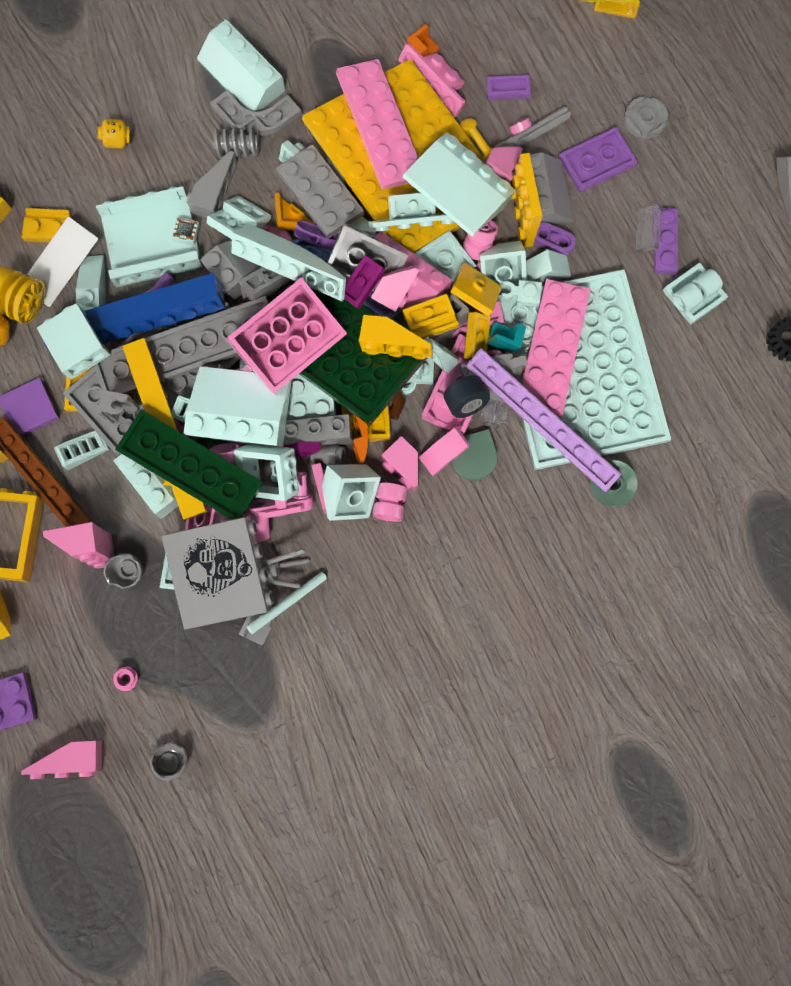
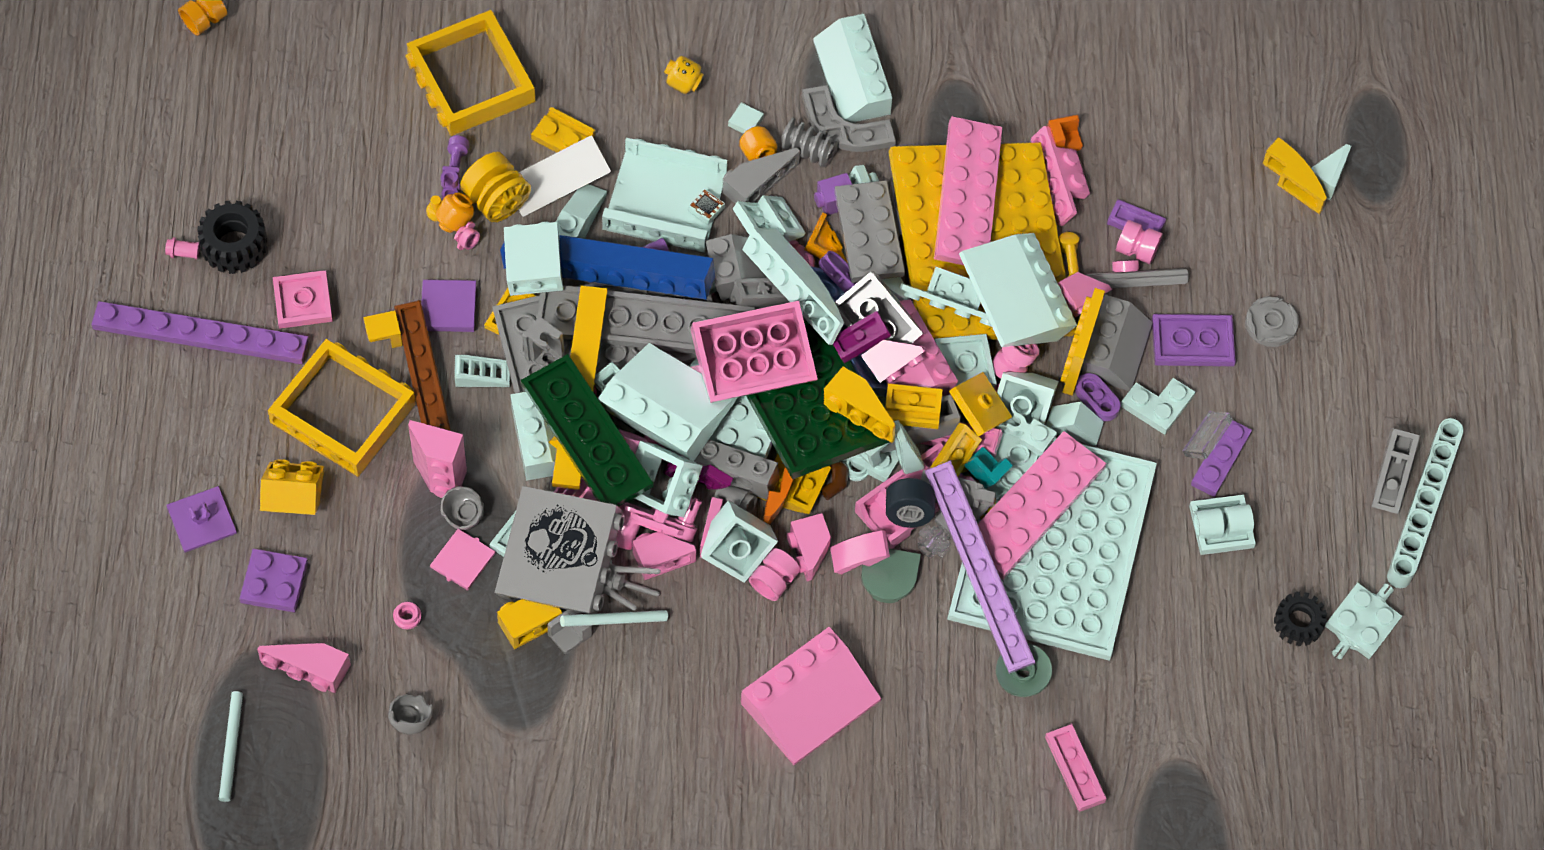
camera: 20 degrees right, 15 degrees down
(14, 345) = (467, 236): none -> bright pink plate
(42, 859) = (230, 746): none -> light aqua bar
(145, 609) = (462, 559): none -> bright pink piece
(179, 147) = (745, 118): none -> light aqua tile
(198, 161) = (757, 143): none -> light orange head
(219, 637) = (525, 620): none -> yellow slope
(270, 177) = (825, 192): none -> medium lavender brick
(294, 528) = (662, 553): none -> bright pink slope
(467, 586) = (810, 696): none -> bright pink slope
(521, 102) = (1140, 242): none -> bright pink wheel
(602, 226) = (1158, 411): none -> light aqua plate
(690, 541) = (1075, 768): none -> bright pink plate

